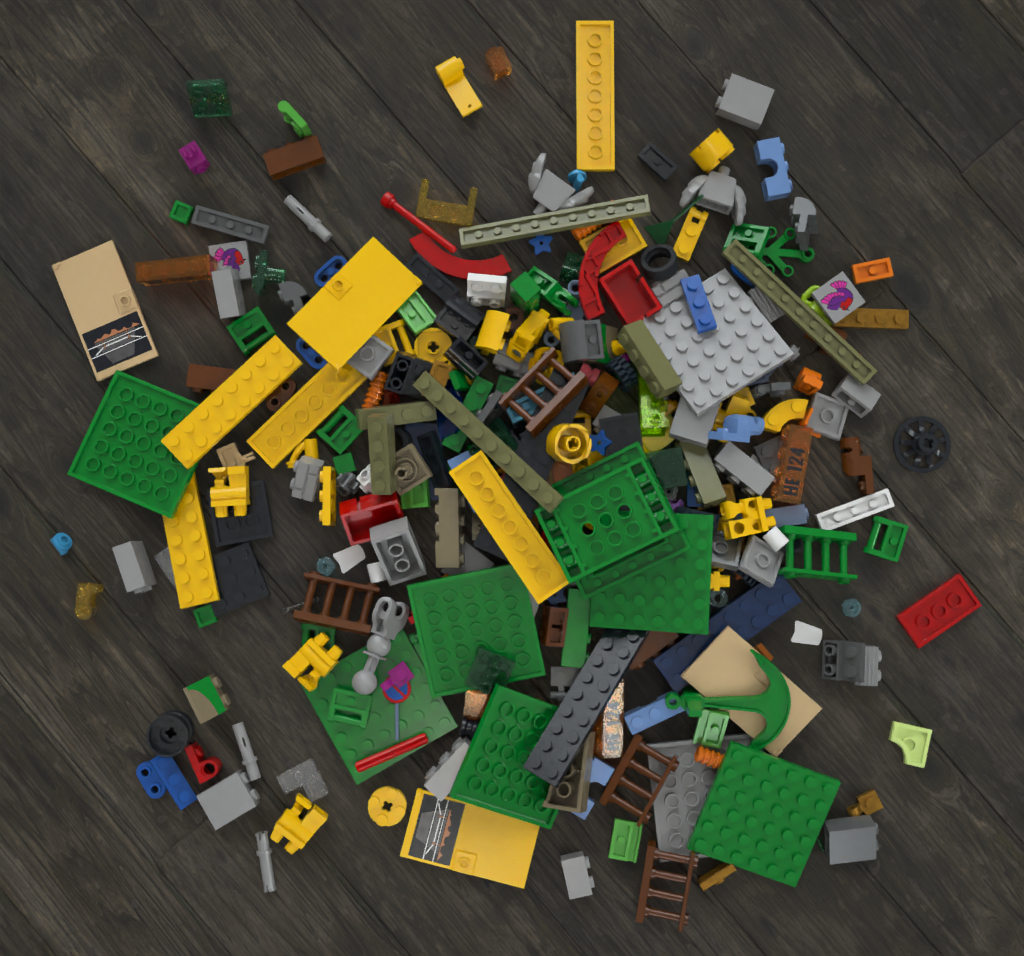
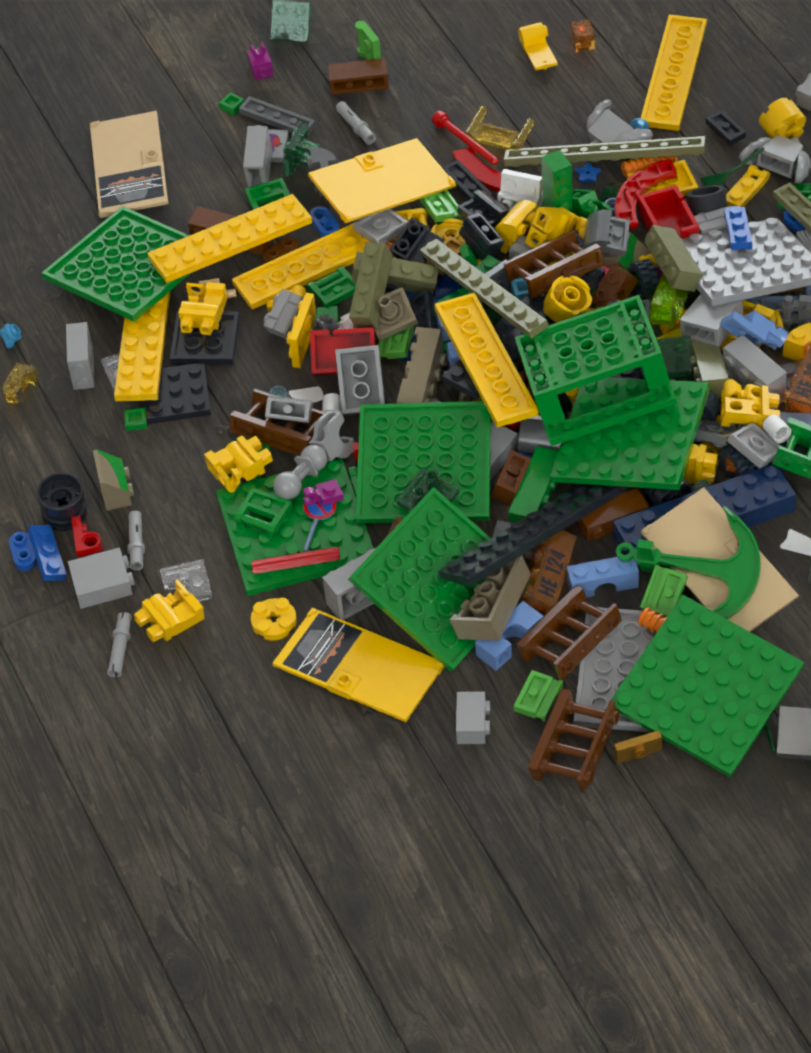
camera: 20 degrees right, 35 degrees down
(175, 270) = (209, 138): clear orange brick -> none
(343, 600) = (289, 409): none -> light grey brick

